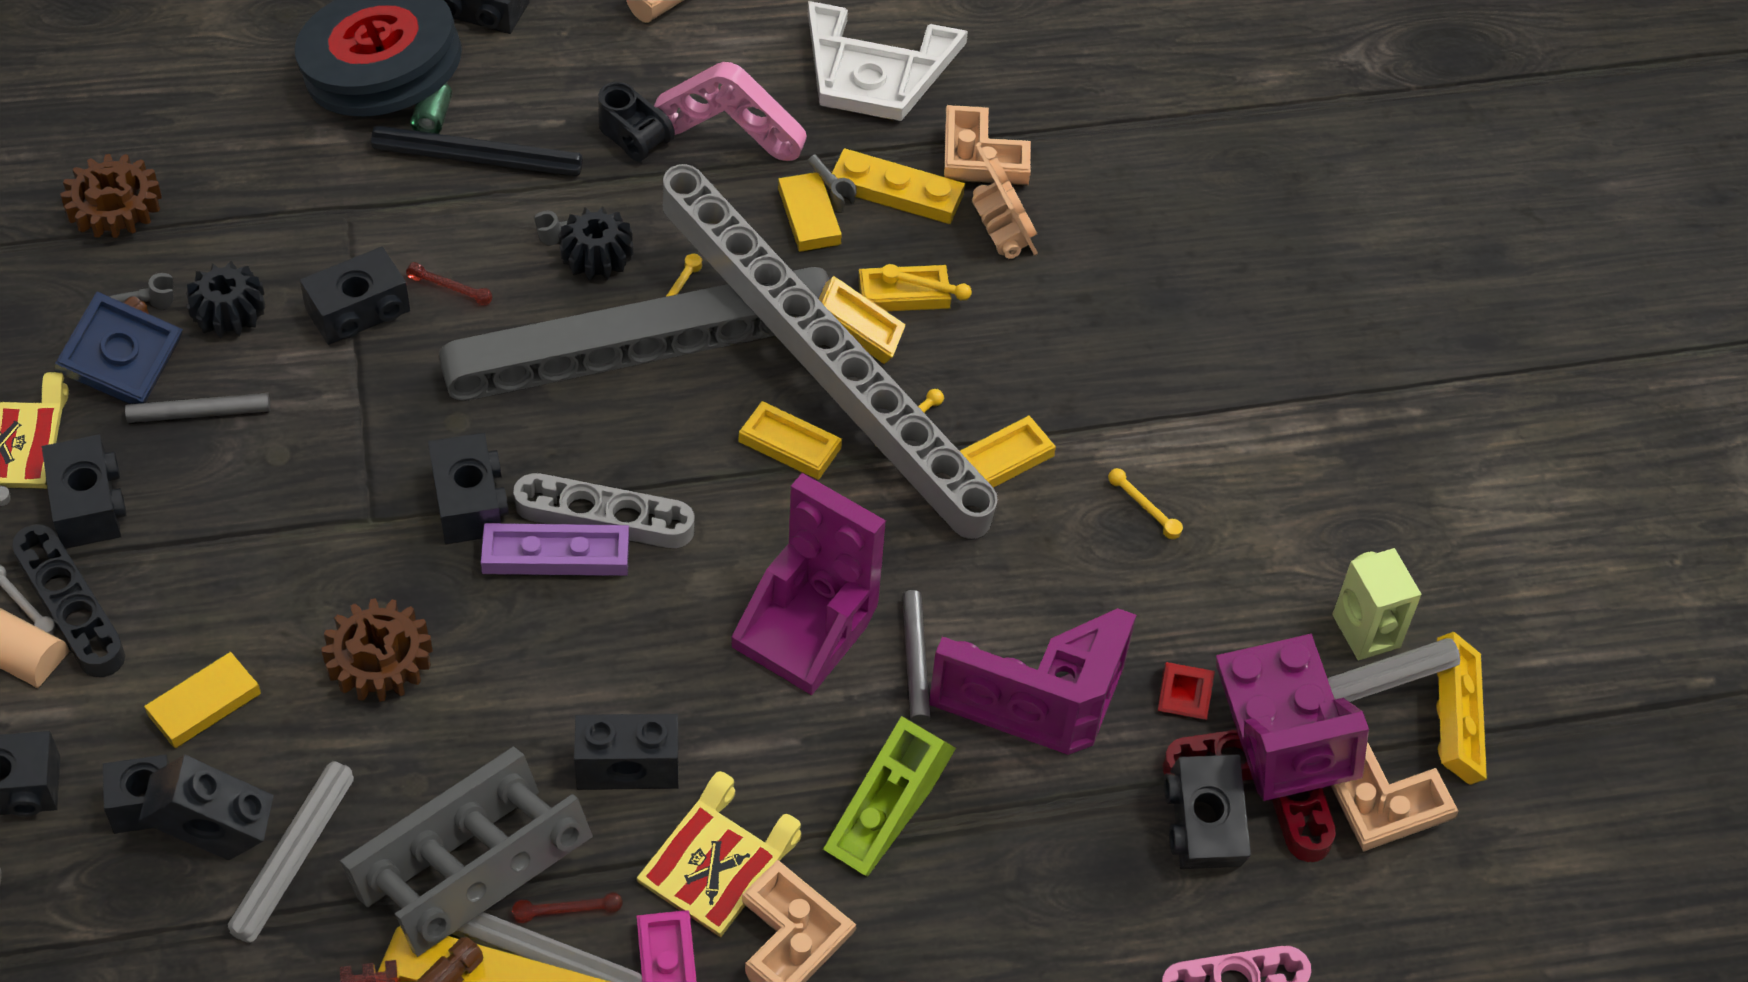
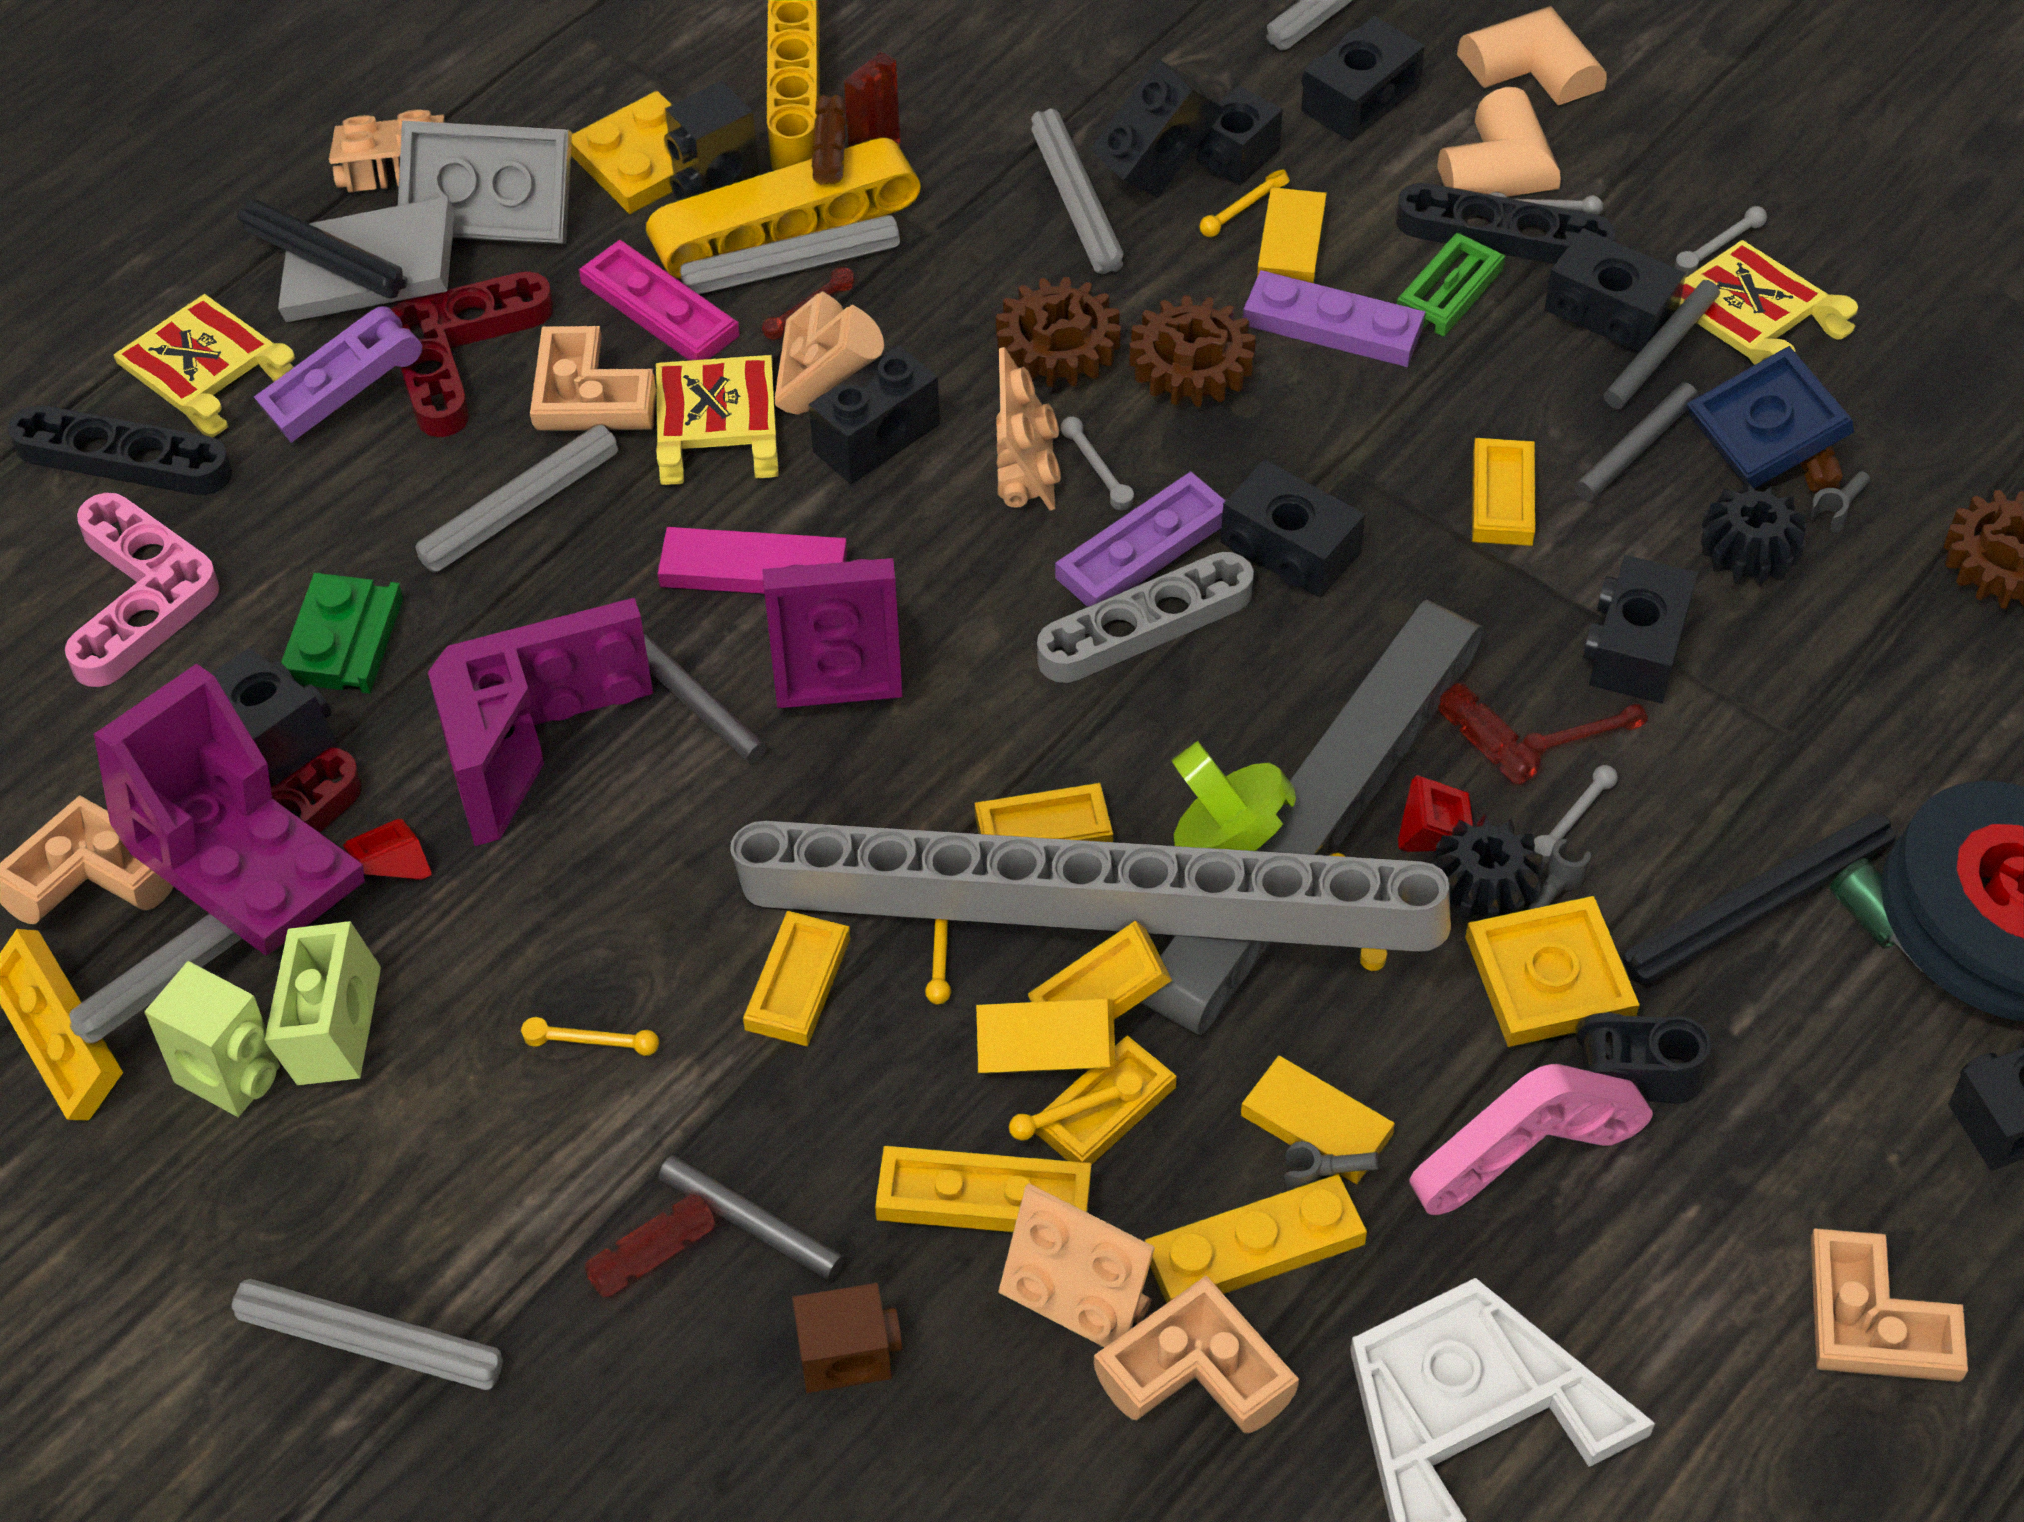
camera: 145 degrees right, 0 degrees up
(119, 444) = (1661, 344): none -> dark grey bar
(156, 595) = (1447, 318): none -> bright green tile
(239, 752) = (1211, 225): none -> yellow hinge
(256, 621) = (1334, 318): none -> medium lavender plate
(310, 436) = (1503, 491): none -> yellow tile
(442, 730) = (1059, 331): none -> reddish brown gear
(448, 822) = (970, 243): dark grey fence -> none
(502, 303) = (1489, 733): none -> clear red axle
(526, 603) = (1120, 495): none -> light grey hinge
(543, 249) = (1603, 778): none -> light grey hinge
(554, 660) = (1024, 439): none -> light nougat hinge
(583, 293) = (1431, 812): none -> red slope
(620, 182) = (1549, 969): none -> yellow plate
(631, 821) = (822, 350): none -> light nougat brick
(698, 343) = (1230, 809): none -> lime tile
(799, 722) = (736, 558): none -> dark pink tile
(889, 795) = (598, 545): lime slope -> none
(910, 317) = (1046, 1036): none -> yellow tile
(913, 886) = (516, 498): none -> light grey axle
(1009, 283) = (970, 1187): none -> yellow plate
(1105, 870) = (342, 632): none -> green plate
(1134, 358) = (752, 1218): none -> flat silver bar
(1138, 264) = (845, 1337): none -> reddish brown brick
(1198, 376) = (649, 1245): none -> clear red axle
(1294, 590) = (323, 1003): none -> yellowish green brick
(1378, 433) = (367, 1334): none -> light grey axle

